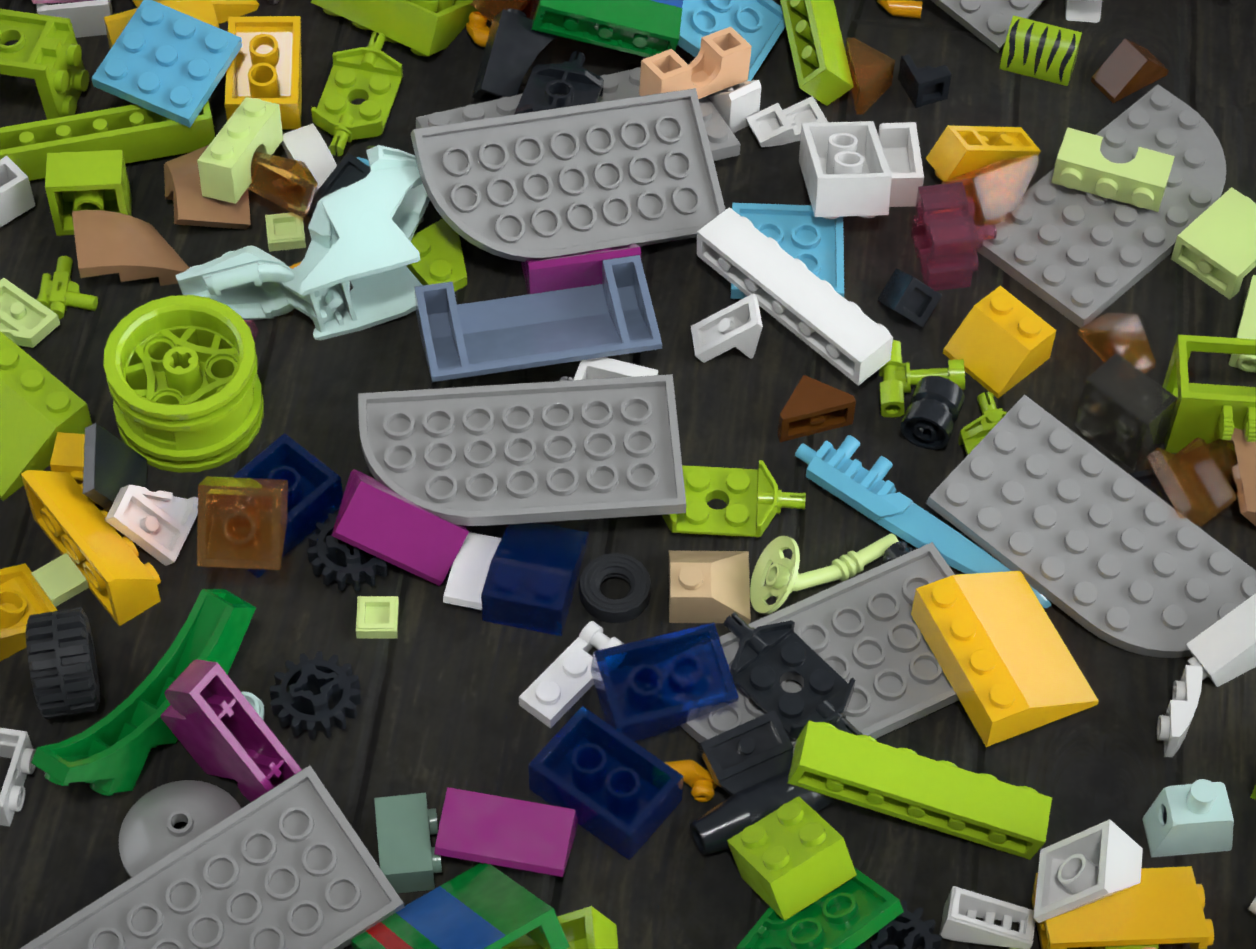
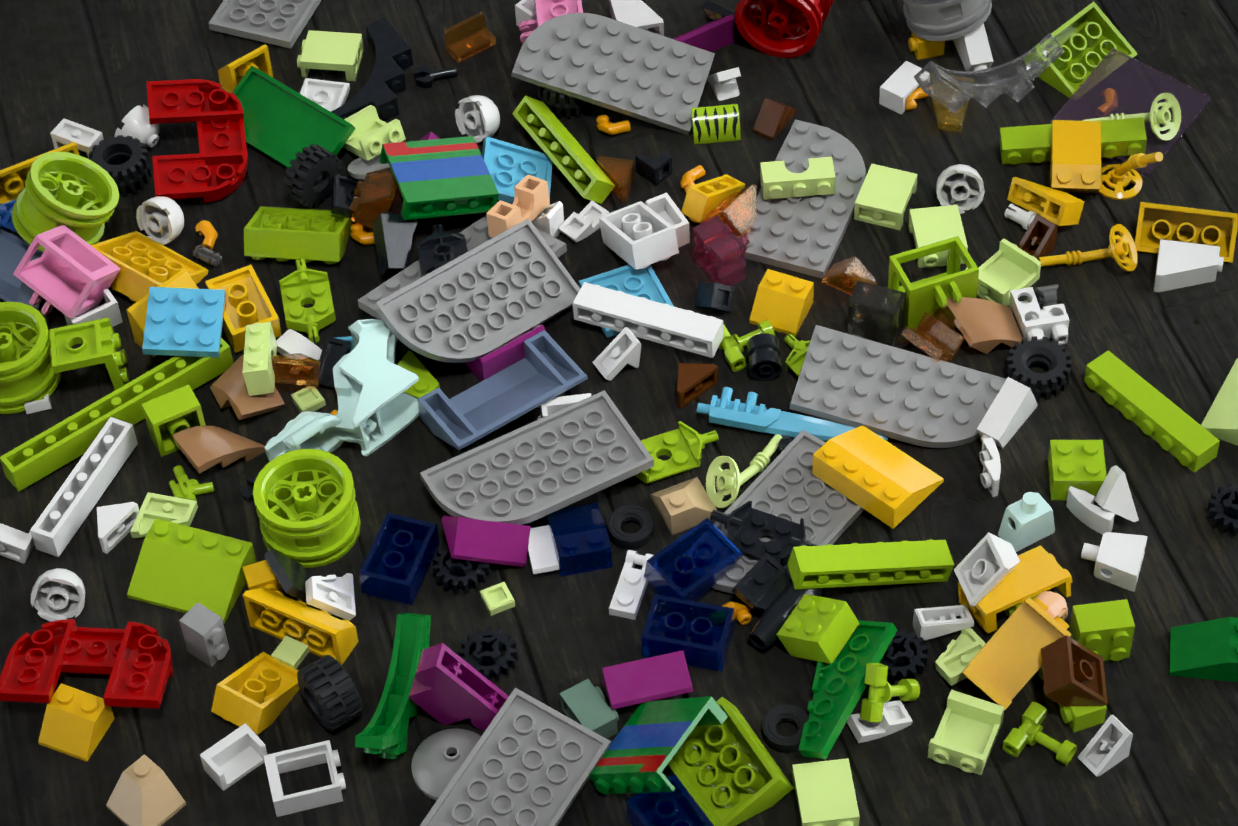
camera: 20 degrees left, 5 degrees down
(241, 522) = (396, 570): clear orange slope -> none
(970, 112) = (691, 176): none -> light orange arm

